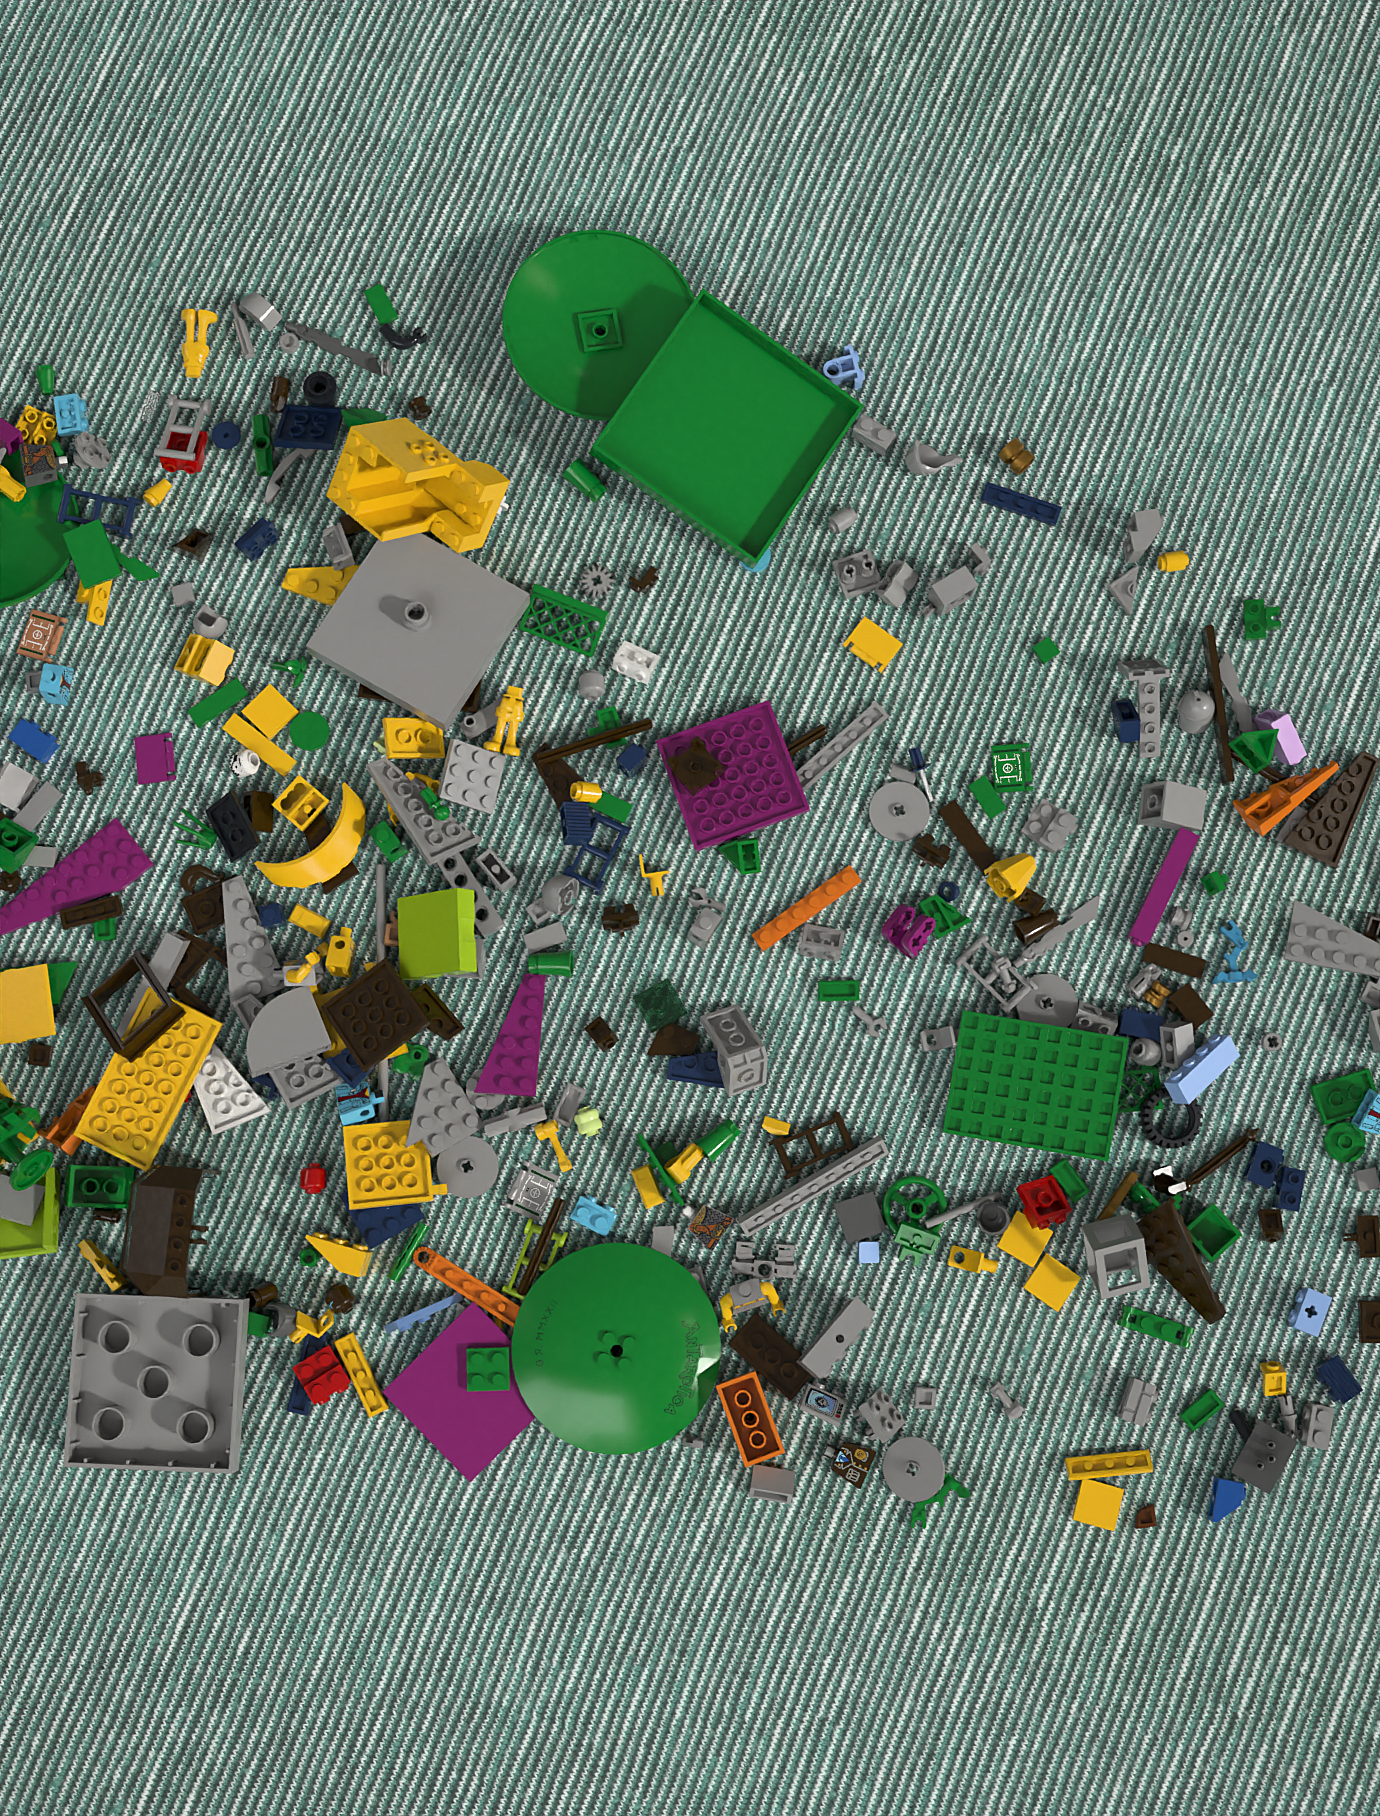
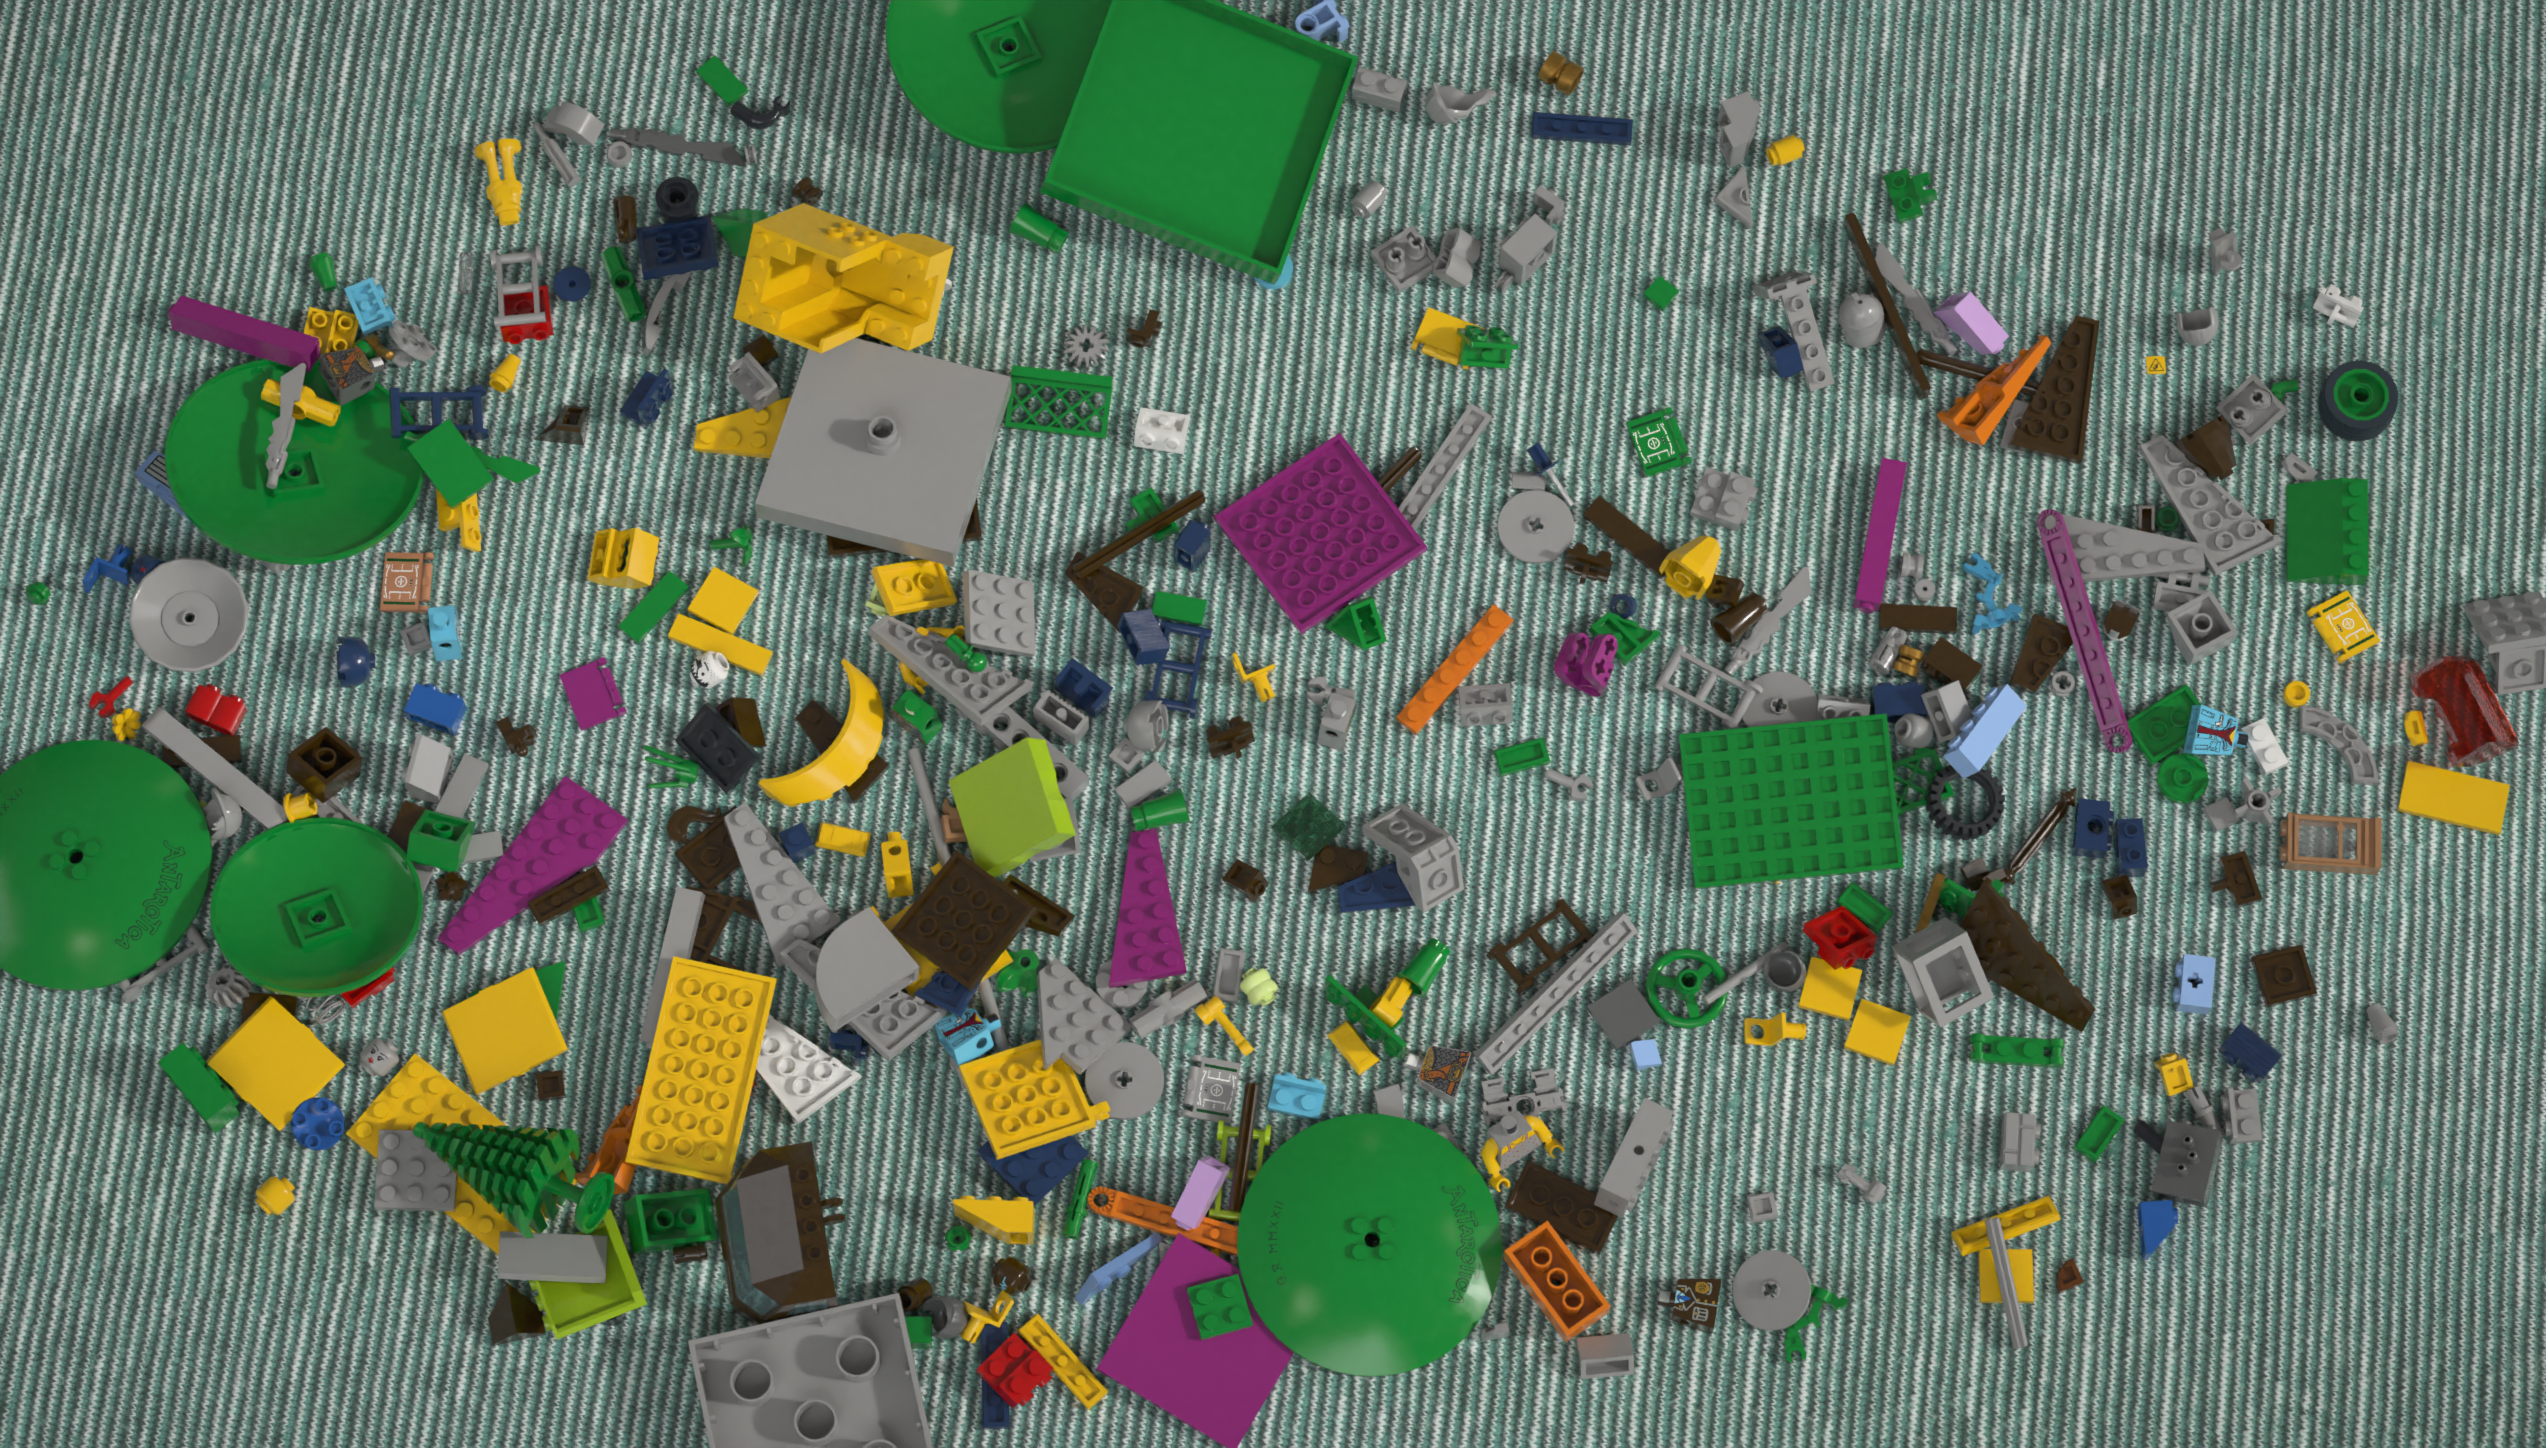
camera: 20 degrees left, 10 degrees down
(67, 449) = (379, 349): none -> pearl gold bar
(103, 1266) = (683, 1300): yellow wing -> none
(148, 1031) = (690, 1007): dark brown piece -> none
(183, 594) = (572, 488): light grey tile -> none
(209, 623) = (618, 513): light grey hair -> none
(299, 801) = (793, 696): yellow piece -> none
(305, 971) = (856, 895): torso -> none
(309, 731) = (778, 612): green tile -> none
(313, 1179) = (938, 1142): red head -> none
(480, 722) = (998, 540): light grey piece -> none
(498, 1274) = (1200, 1192): none -> lavender slope
(508, 711) = (1022, 525): yellow piece -> none
(519, 851) = (1083, 688): none -> dark blue window
(585, 791) = (1145, 596): yellow brick -> none
(591, 685) = (1115, 470): light grey head -> none
(695, 767) = (1273, 533): dark brown panel -> none
(776, 1126) = (1490, 936): yellow piece -> none
(823, 1403) = (1639, 1242): light grey slope -> none
(881, 1416) = (1710, 1231): light grey plate -> none
(899, 659) = (1485, 347): none -> green bracket
(915, 1241) = (1698, 1023): green plate -> none
(987, 797) = (1638, 483): green tile -> none
(1000, 965) = (1710, 673): light grey bar -> none
(1096, 1515) = (2006, 1283): none -> light grey axle
(1172, 806) = (1863, 436): light grey slope -> none
(1211, 1232) = (2052, 921): green piece -> none
(1214, 883) = (1941, 514): green tile -> none
(1255, 748) = (1944, 342): green slope -> none
(1262, 1011) = (2040, 652): none -> dark brown wing
(1300, 1006) = (2084, 631): none -> magenta plate
(1330, 1004) = (2120, 621): none -> dark brown piece

